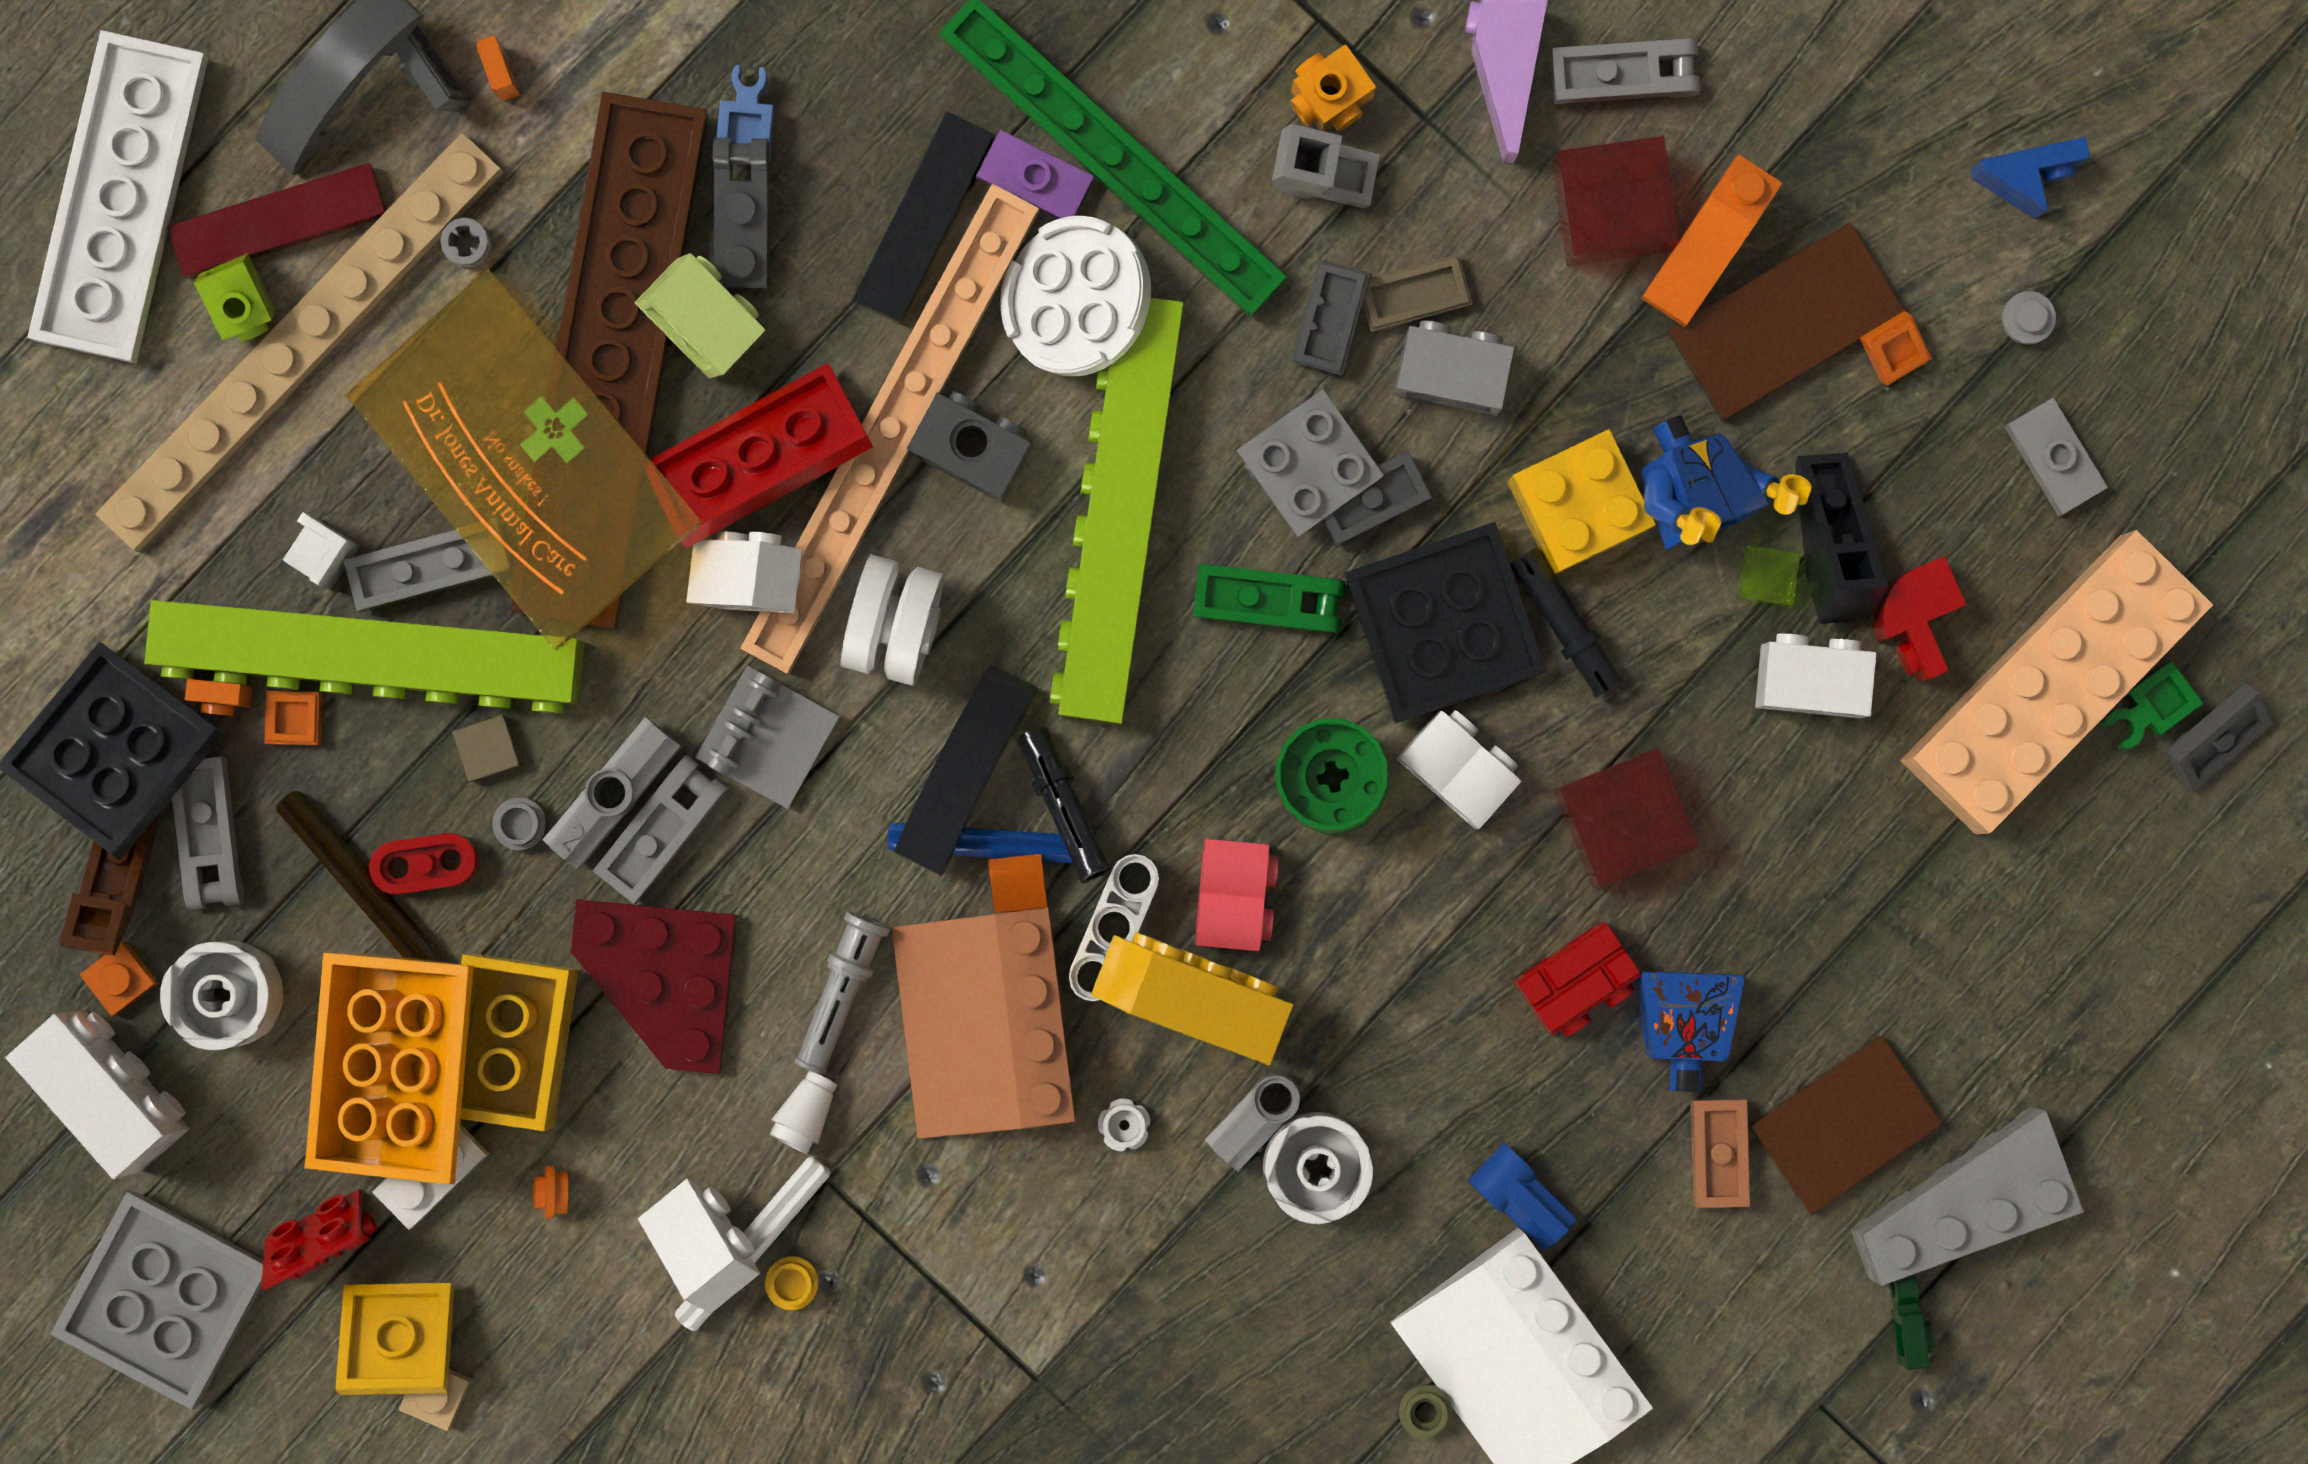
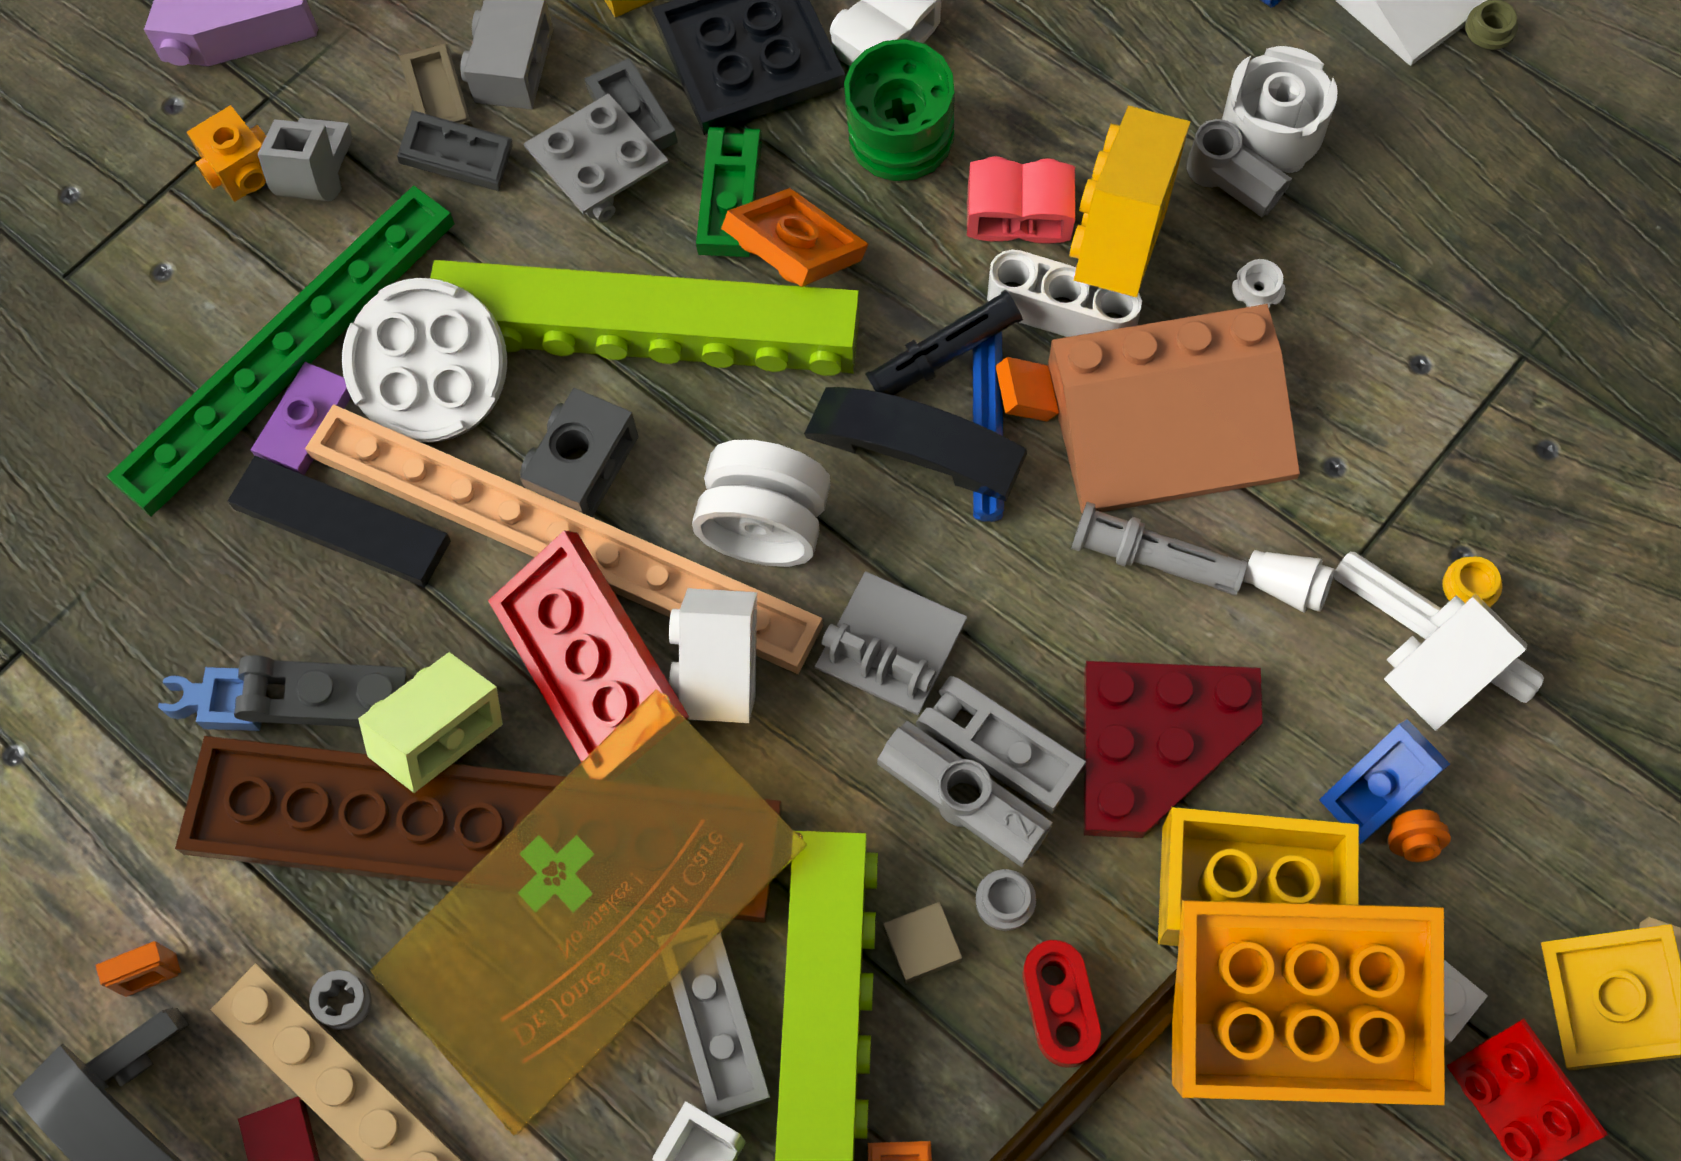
camera: 85 degrees left, 20 degrees down
(598, 1167) = (1385, 780): none -> blue slope
(1194, 663) = (794, 237): none -> orange plate

